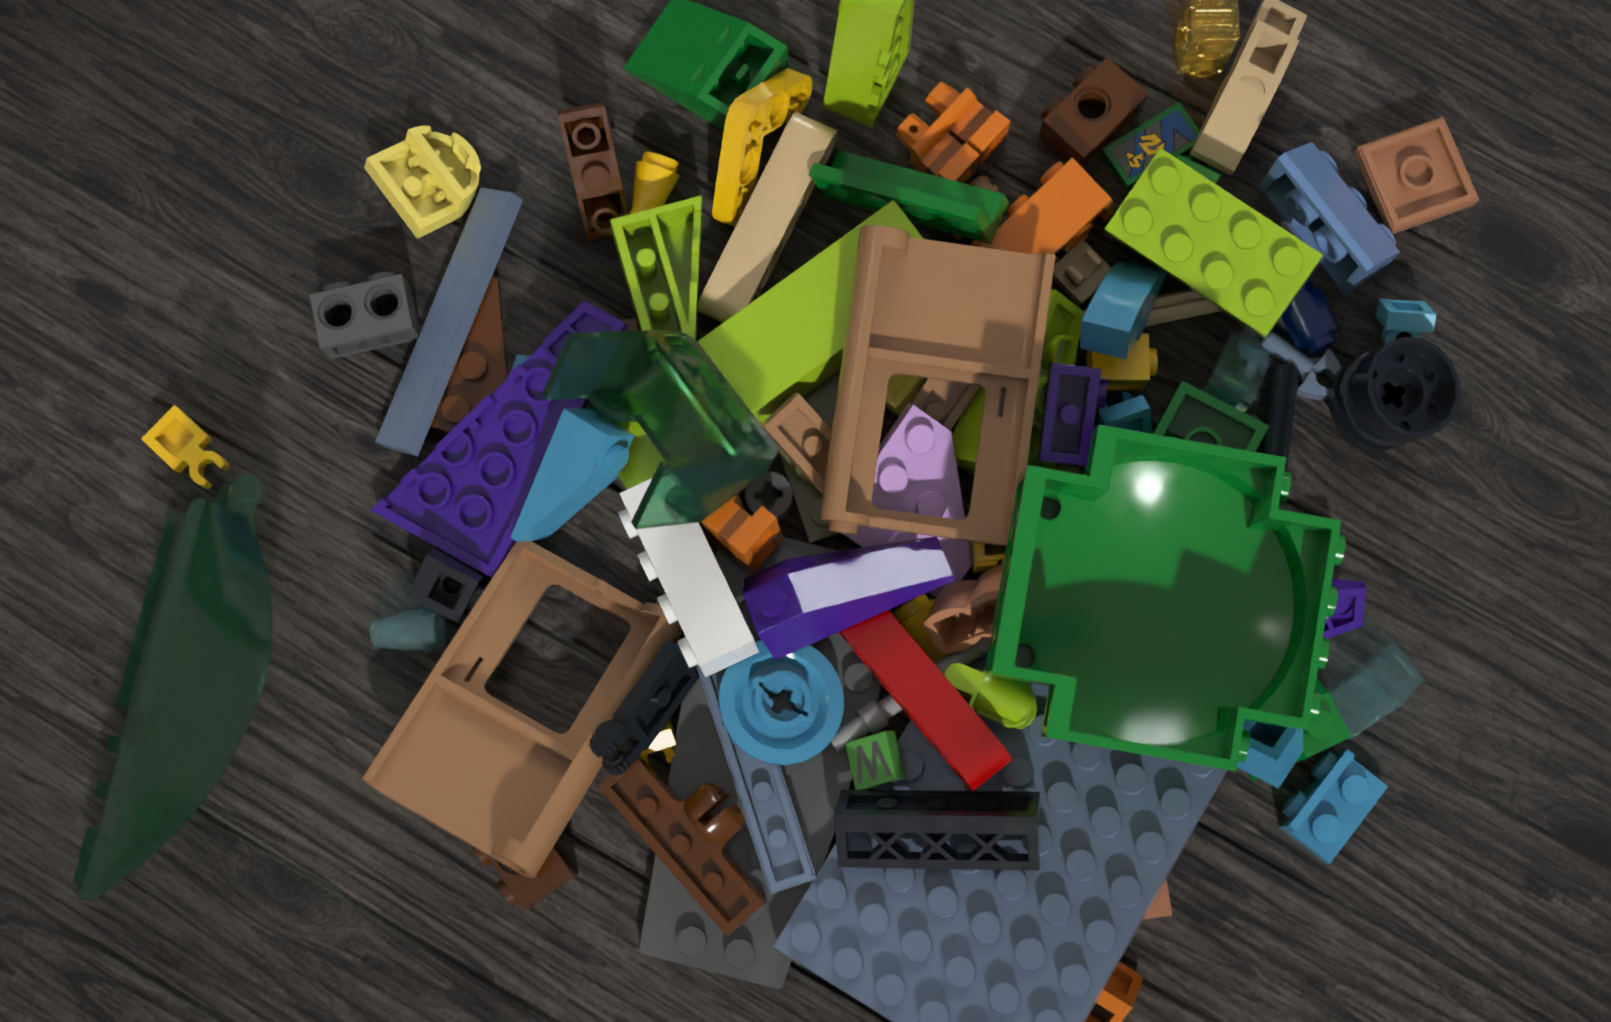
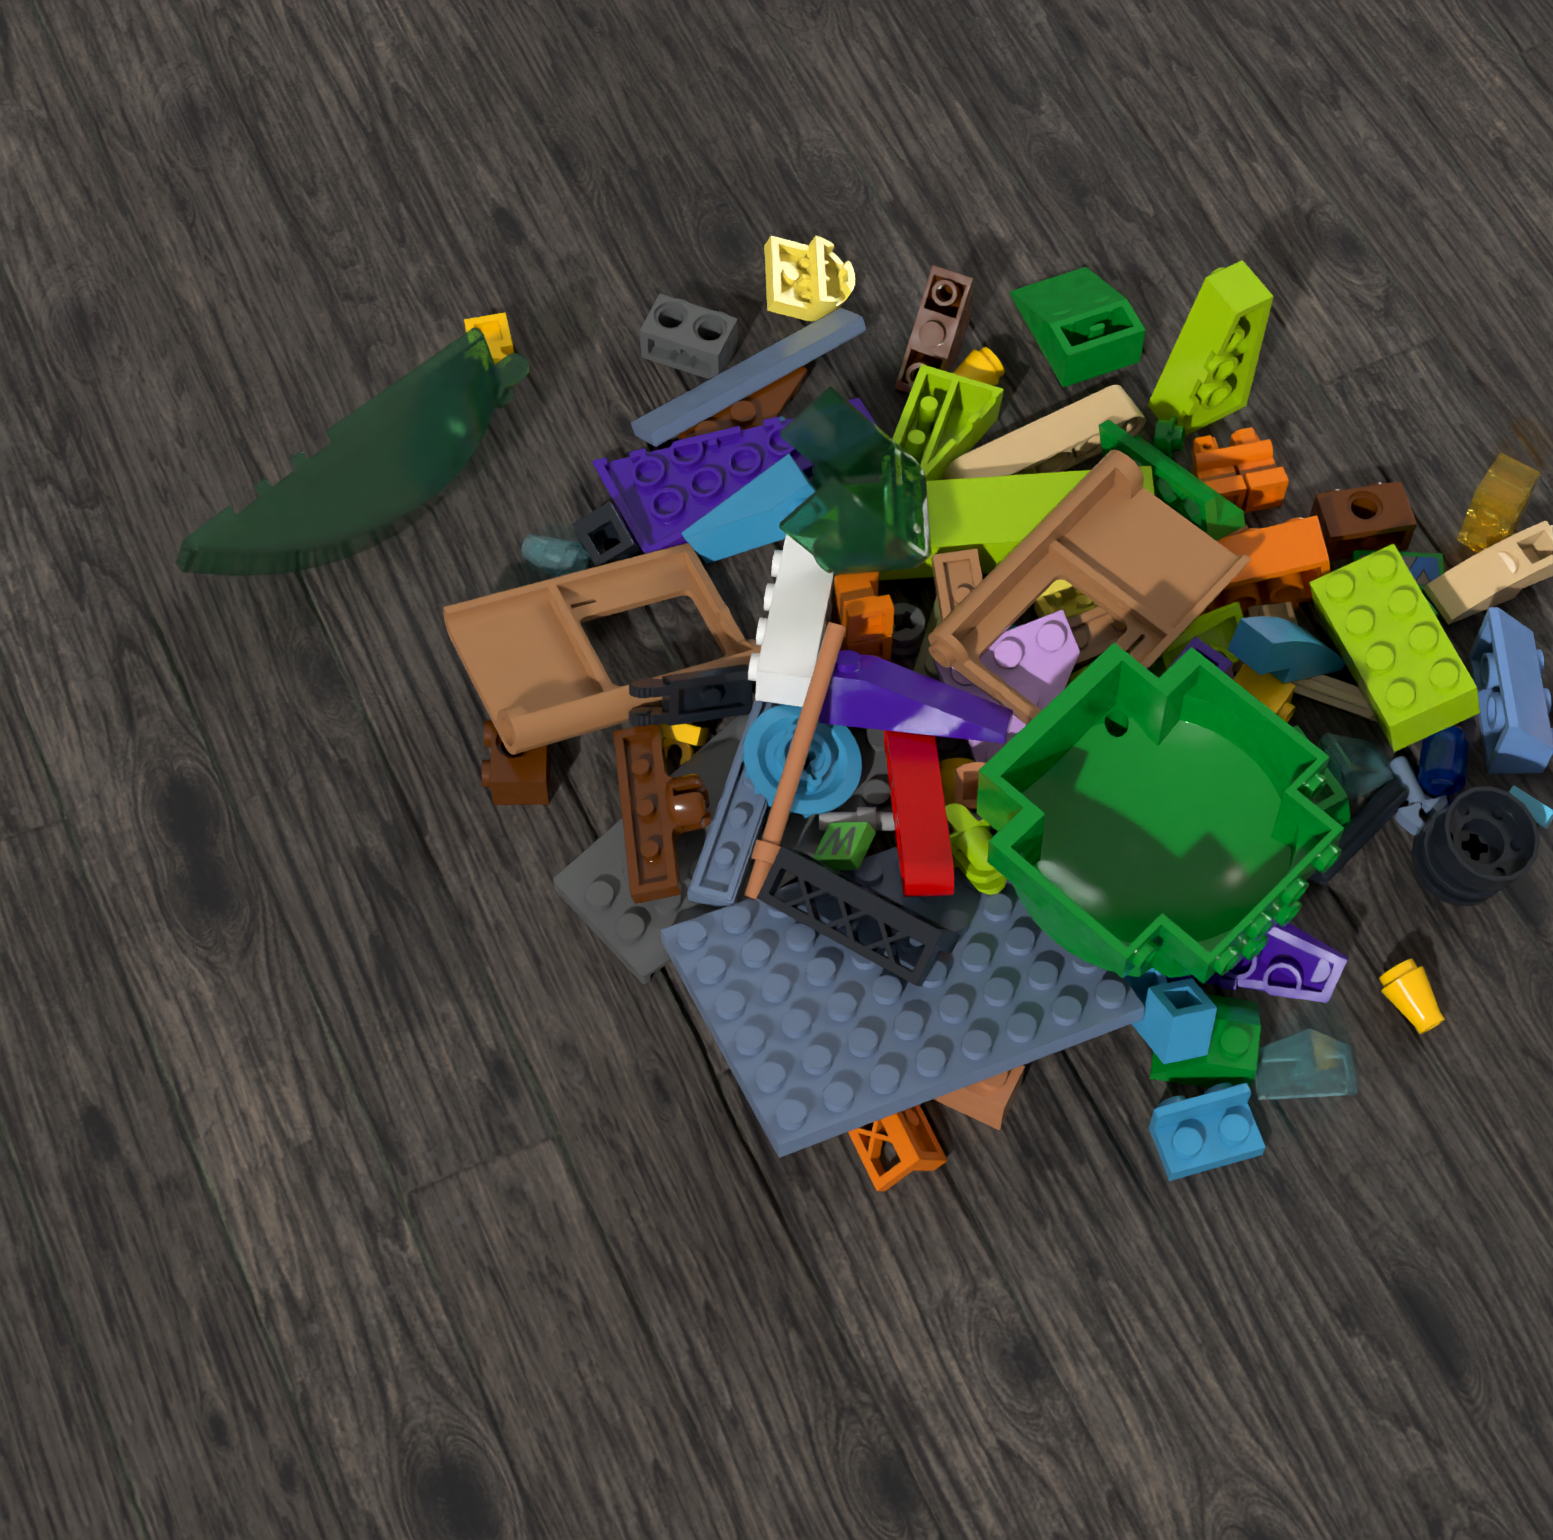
camera: 30 degrees right, 20 degrees down
(746, 124) = (1076, 366): yellow beam -> none
(812, 808) = (768, 848): none -> nougat bar
(870, 135) = (1169, 436): none -> green plate
(1415, 561) = (1412, 995): none -> yellow cone

